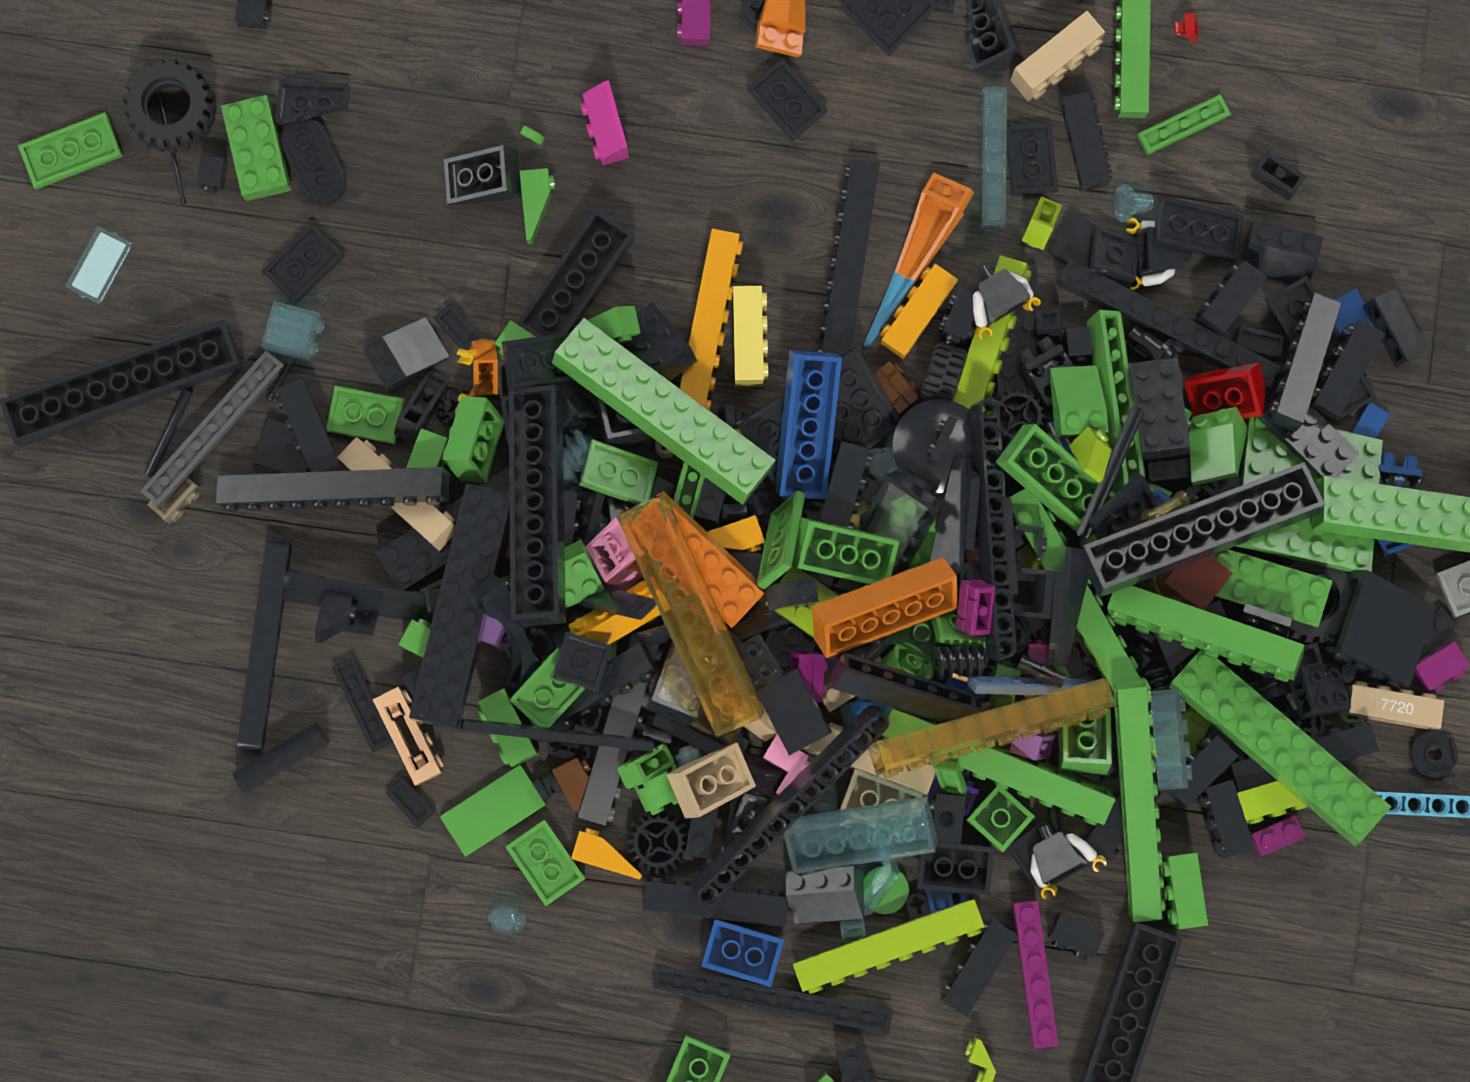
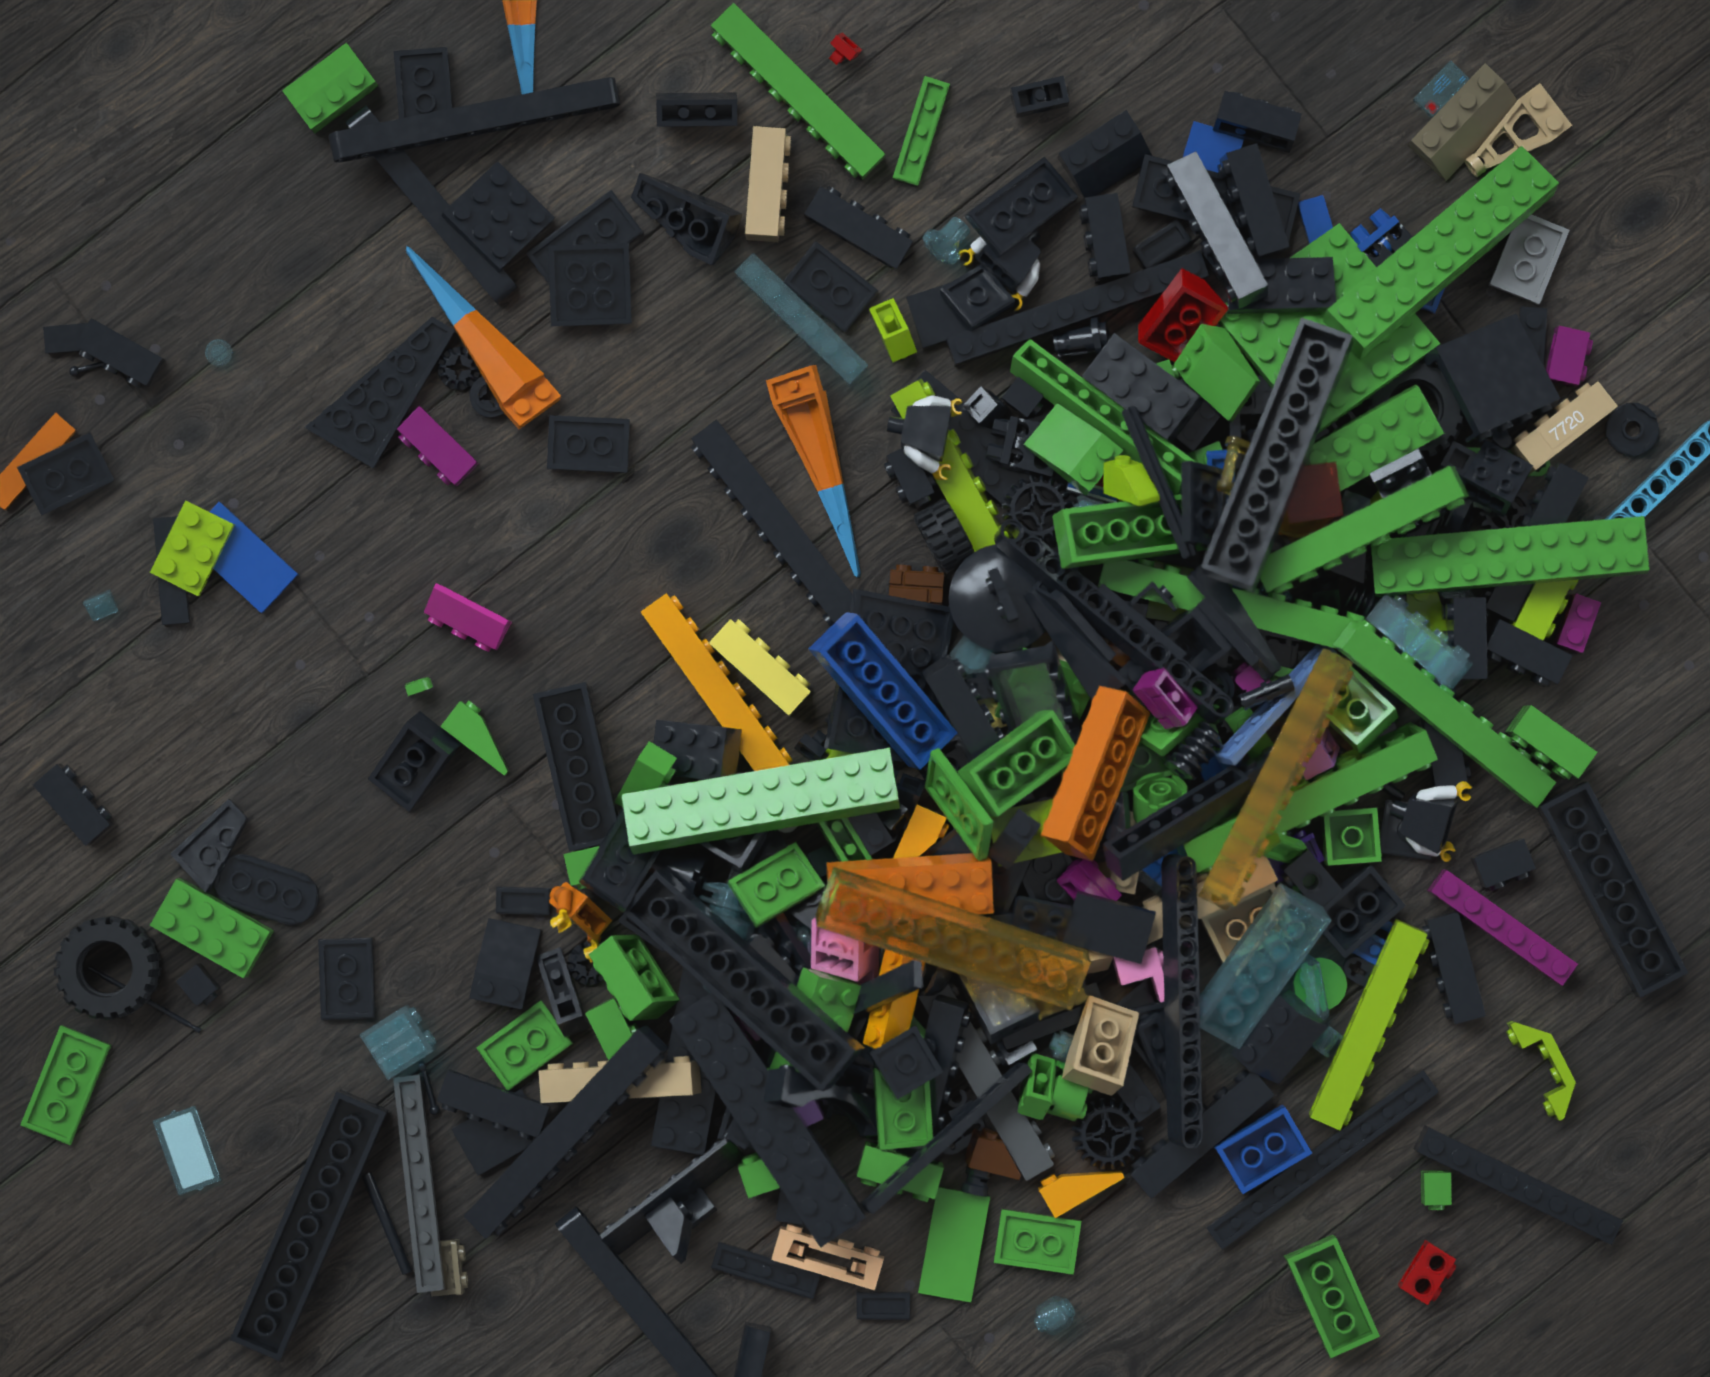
camera: 50 degrees left, 5 degrees up
(918, 311) = (871, 504): light orange brick -> none

